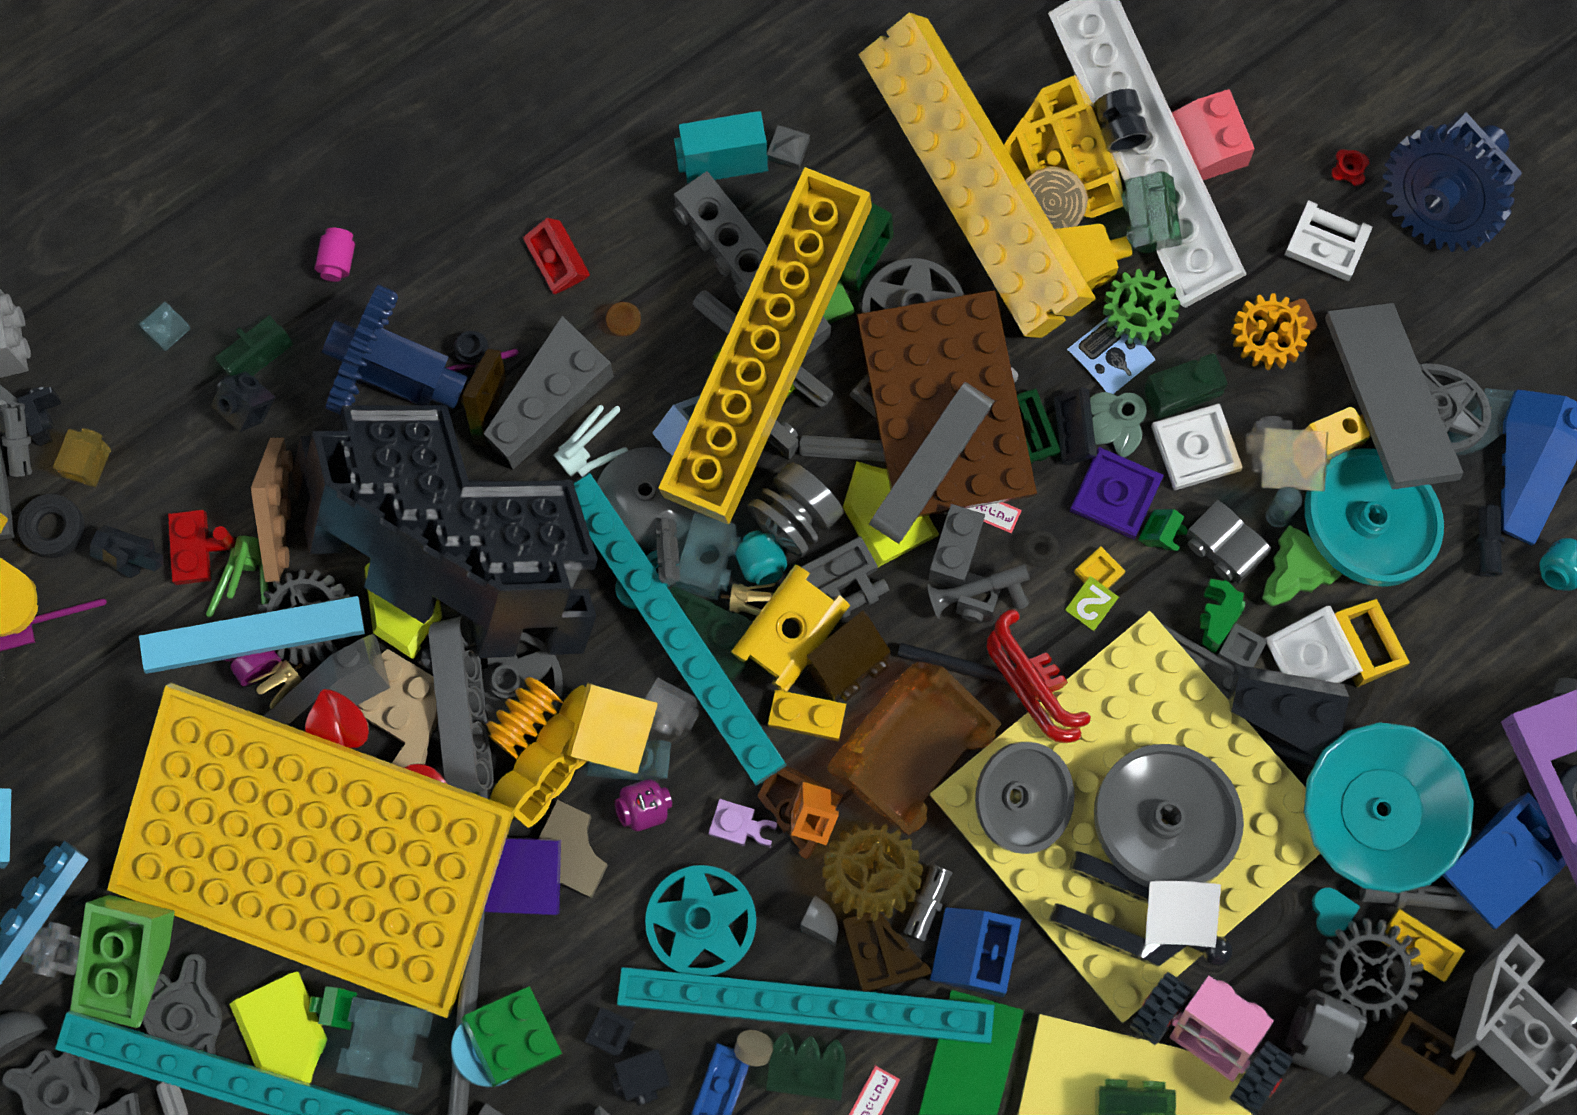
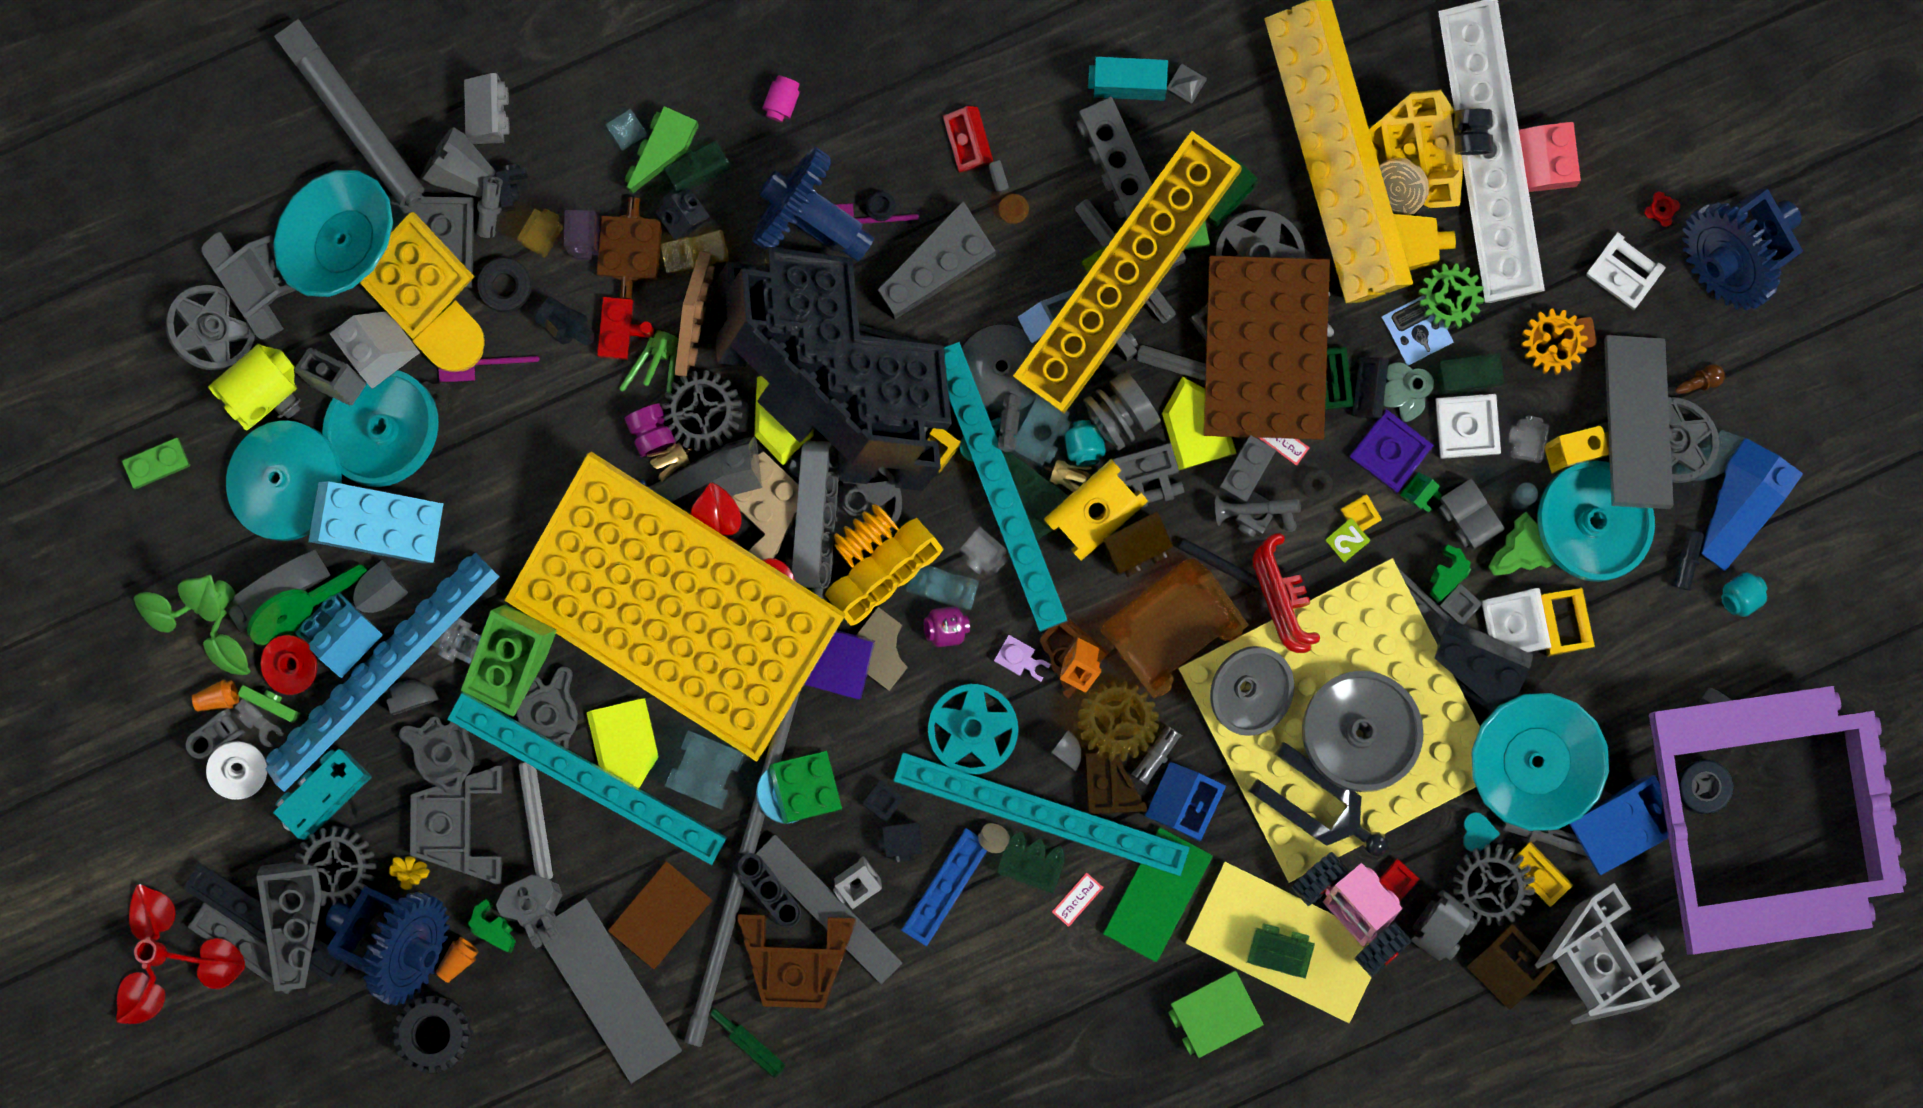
camera: 15 degrees right, 10 degrees up
(128, 444) = (581, 233): none -> clear purple brick
(190, 454) = (629, 248): none -> reddish brown plate
(210, 331) = (667, 143): none -> bright green slope
(250, 445) = (683, 253): none -> clear yellow slope
(251, 634) = (659, 420): medium azure tile -> none
(333, 1007) = (670, 734): green tile -> none
(483, 393) = (883, 252): dark brown wing -> none
(573, 455) = (948, 320): light aqua plant -> none
(599, 287) = (999, 178): none -> dark grey tile
(601, 594) = (947, 445): none -> yellow panel
(612, 728) = (934, 562): yellow tile -> none
(807, 715) = (1094, 581): yellow plate -> none
(931, 462) = (1242, 398): dark grey beam -> none
(1152, 212) = (1479, 218): clear green brick -> none
(1183, 913) = (1354, 809): white sticker -> none
(1254, 987) = (1398, 879): none -> red tile
(1295, 459) = (1540, 461): clear yellow piece -> none
(1454, 335) = (1710, 377): none -> reddish brown bar

